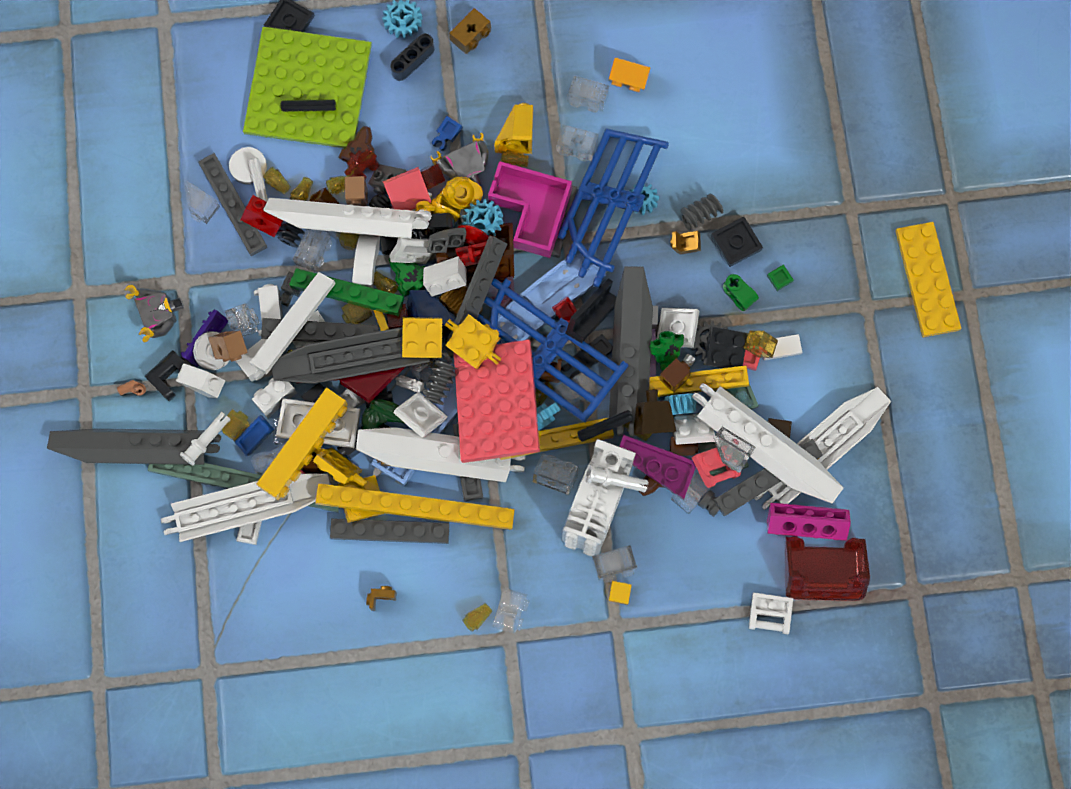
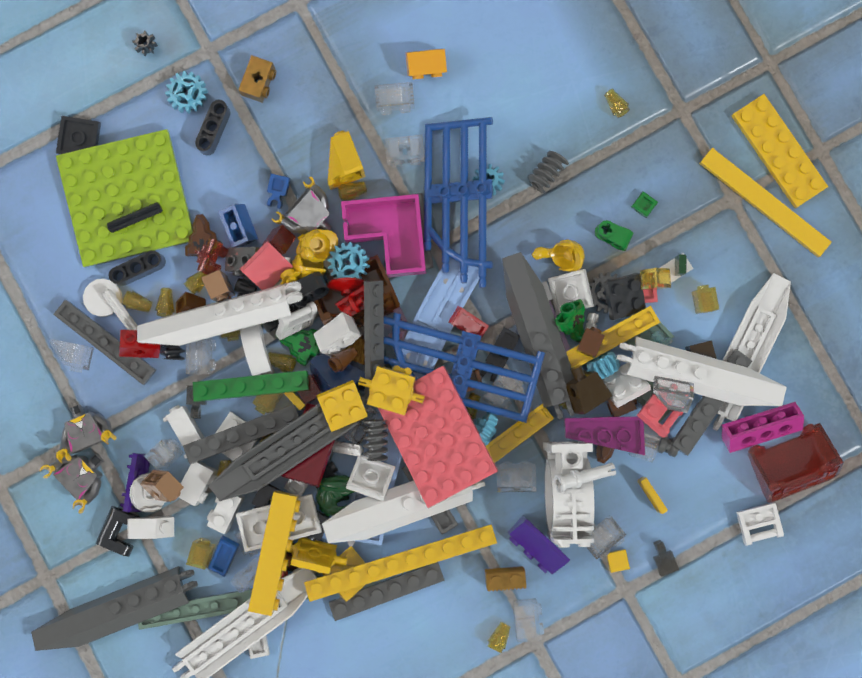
camera: 25 degrees left, 10 degrees up
(132, 386) = (89, 555): nougat arm -> none
(177, 275) = (83, 432): none -> flat silver torso
(199, 445) = (177, 591): white pin -> none
(292, 323) = (213, 440): white tile -> none
(297, 156) = (128, 268): none -> black beam
(383, 593) = (406, 652): pearl gold bracket -> none
(398, 148) = (238, 225): none -> blue brick
(439, 299) = (342, 359): none -> reddish brown cone
(441, 240) = (319, 305): dark grey slope -> none
(506, 563) = (505, 578): none -> pearl gold brick
(549, 543) = (537, 546): none -> dark purple slope
(592, 313) = (490, 314): black fence -> none
(605, 425) = (545, 417): black axle -> none
(665, 612) = (664, 560): none -> clear smoke plate
(677, 543) = (652, 495): none -> yellow tile
(686, 242) = (545, 206): pearl gold bracket -> none
(686, 291) = (566, 254): none -> yellow piece
(736, 241) = (591, 186): black plate -> none
(790, 342) = (680, 264): none -> dark green tile
(791, 179) = (616, 103): none -> clear yellow cone
(801, 384) = (705, 299): none -> clear yellow brick
(895, 320) = (765, 202): none -> yellow tile

